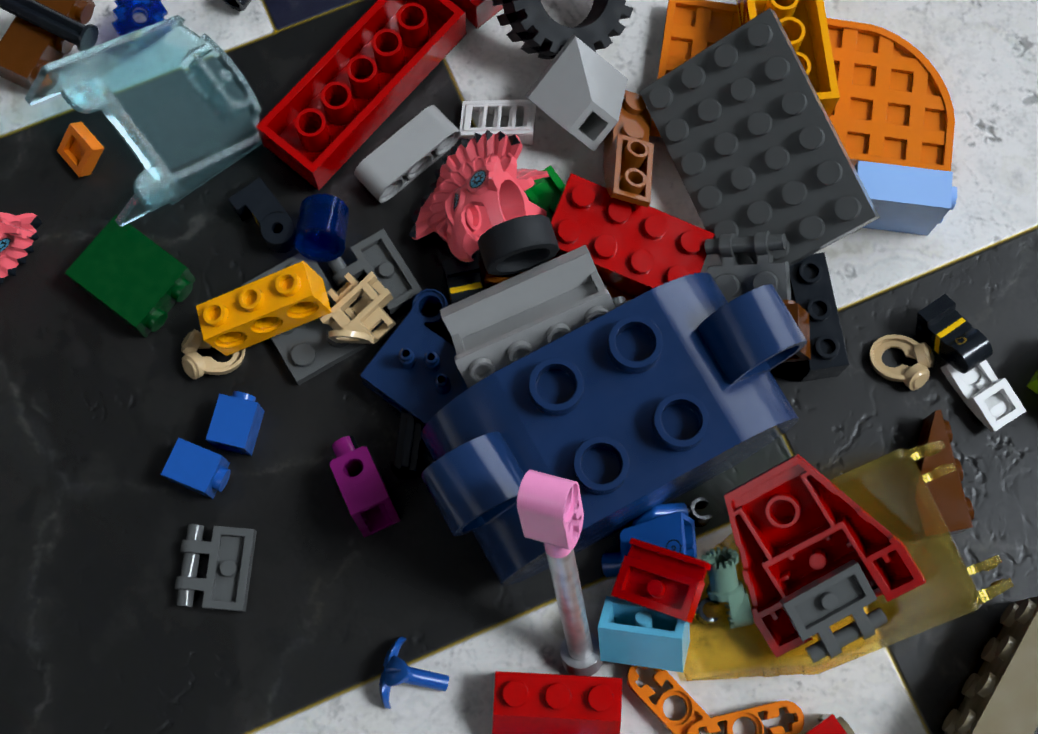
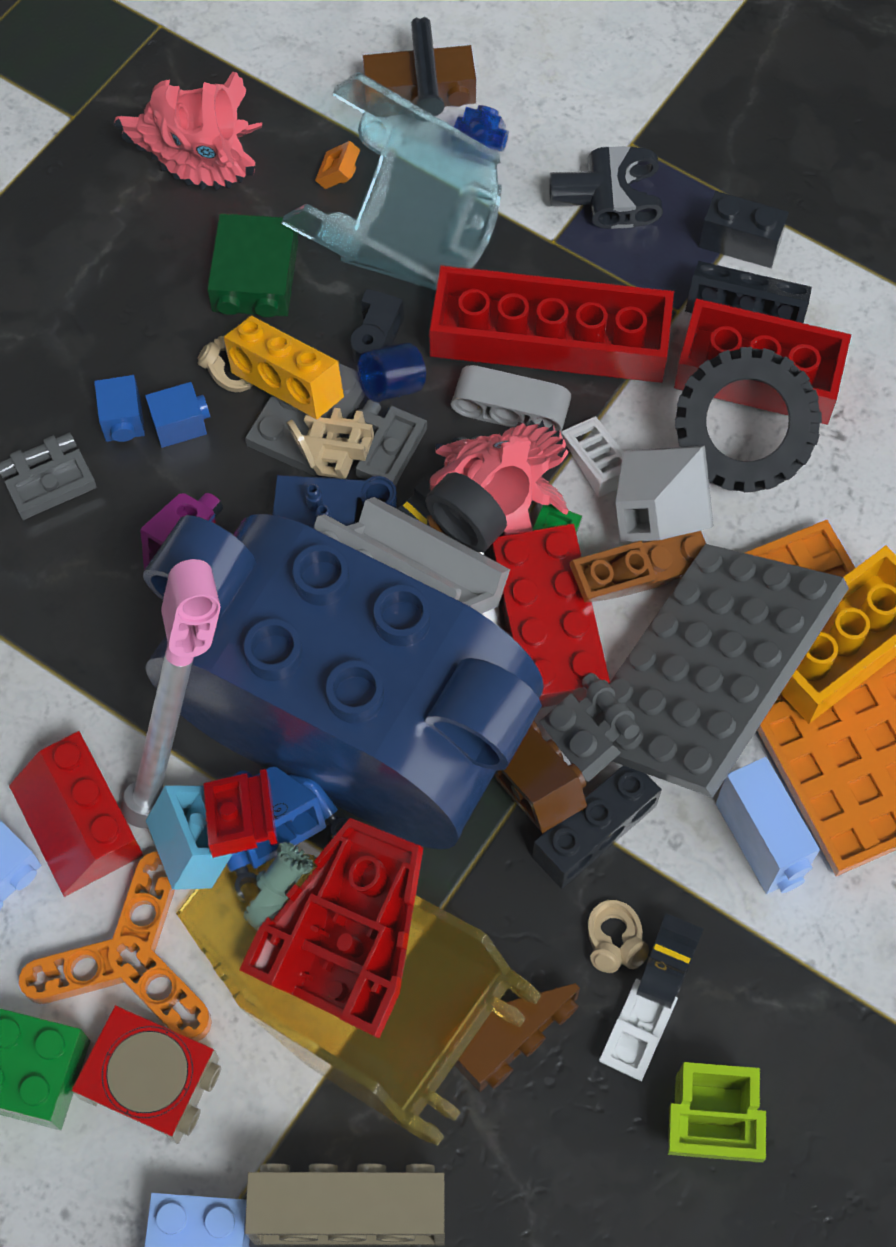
camera: 60 degrees right, 10 degrees down
(398, 672) = (36, 659): blue plant -> none
(829, 601) = (309, 968): dark grey plate -> none

